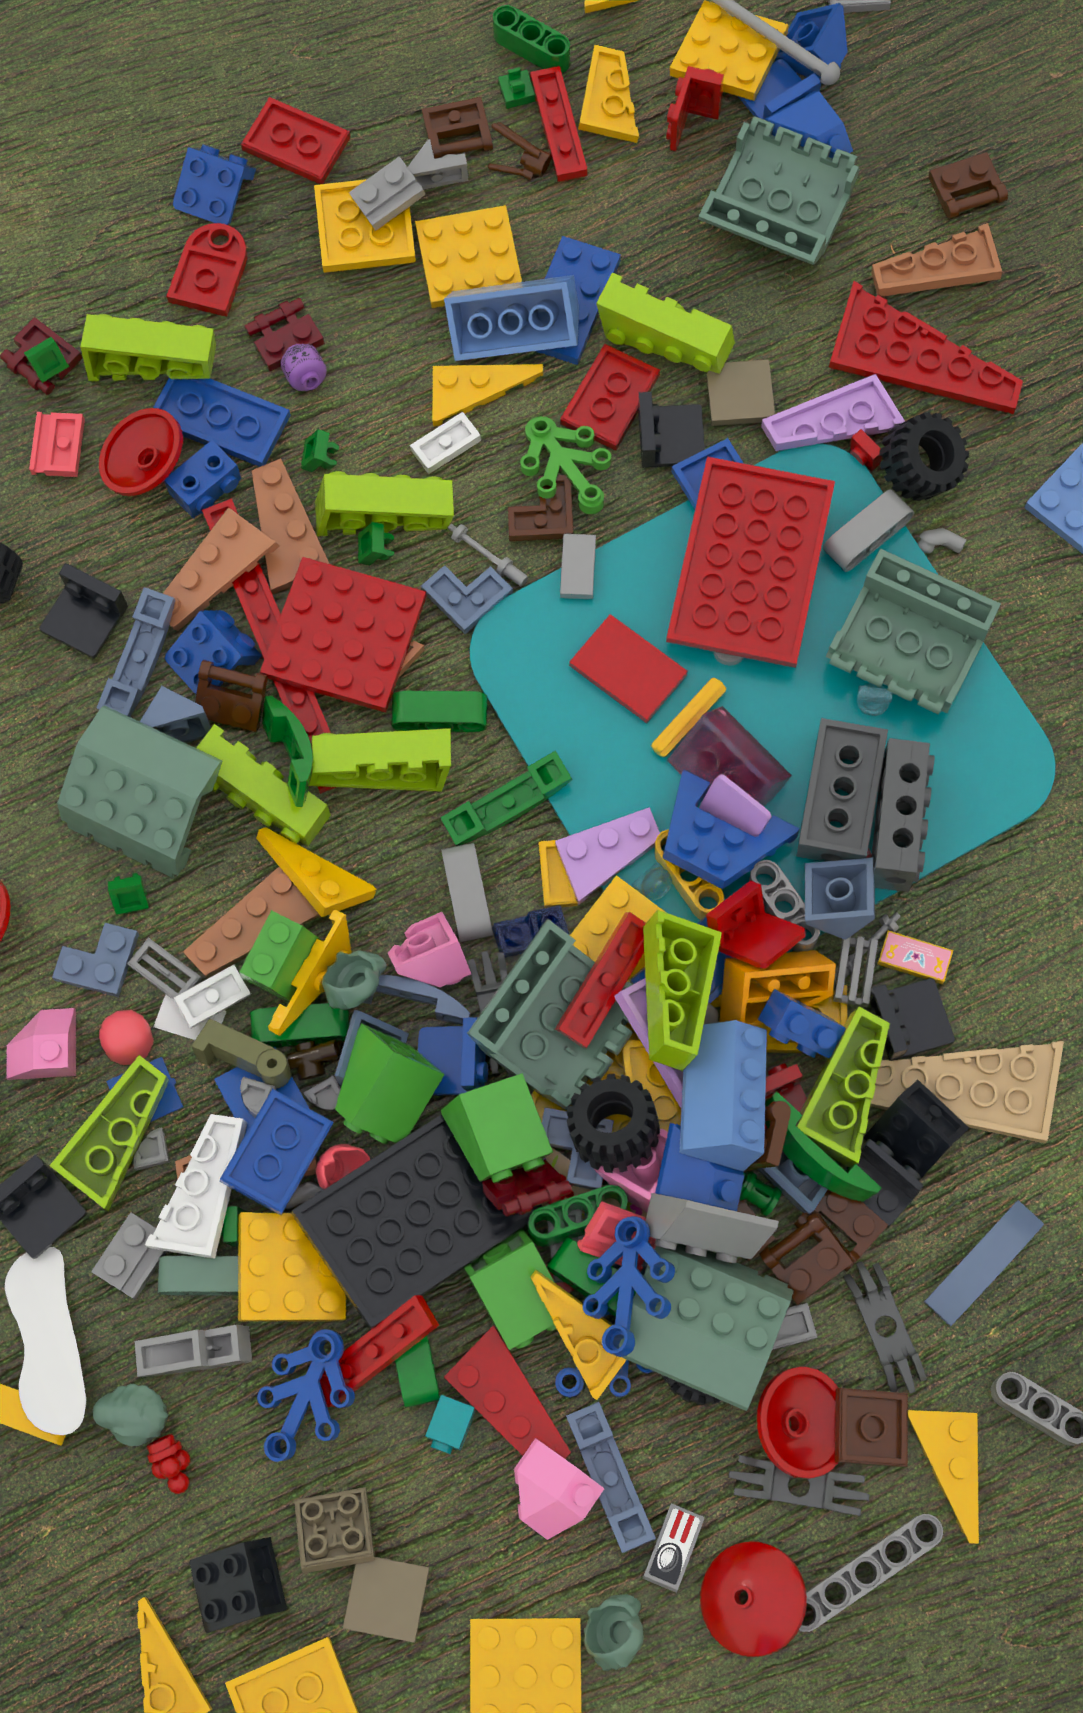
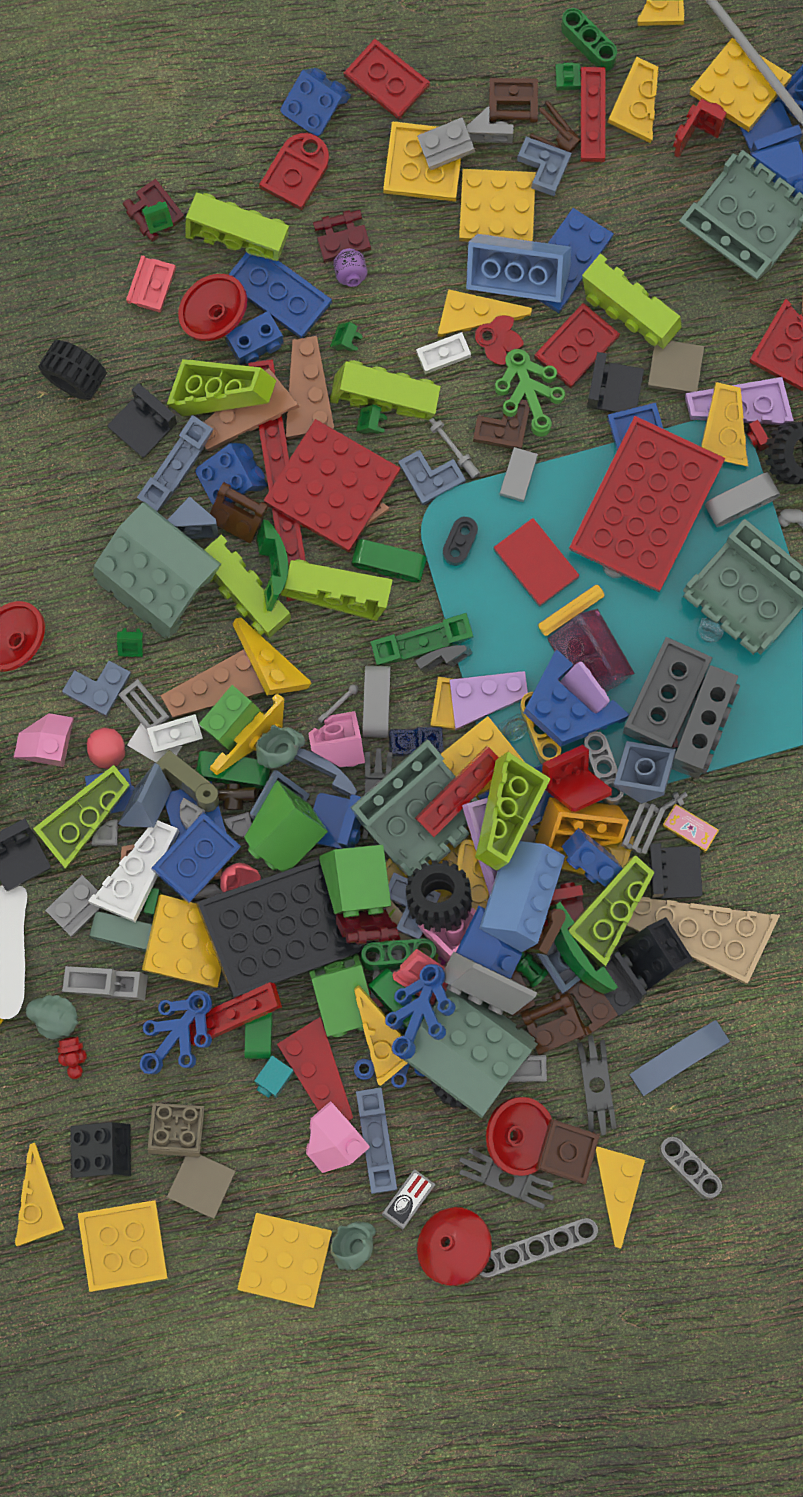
camera: 10 degrees right, 5 degrees up
(169, 543) = (218, 387): none -> lime wedge
(195, 1091) = (147, 800): none -> sand blue slope
(432, 884) = (353, 689): none -> light grey hinge
(515, 410) = (502, 339): none -> red plate
(519, 188) = (549, 161): none -> sand blue plate
(524, 665) = (460, 542): none -> black plate
(549, 808) = (451, 655): none -> dark grey slope
(821, 442) = (725, 425): none -> yellow wing

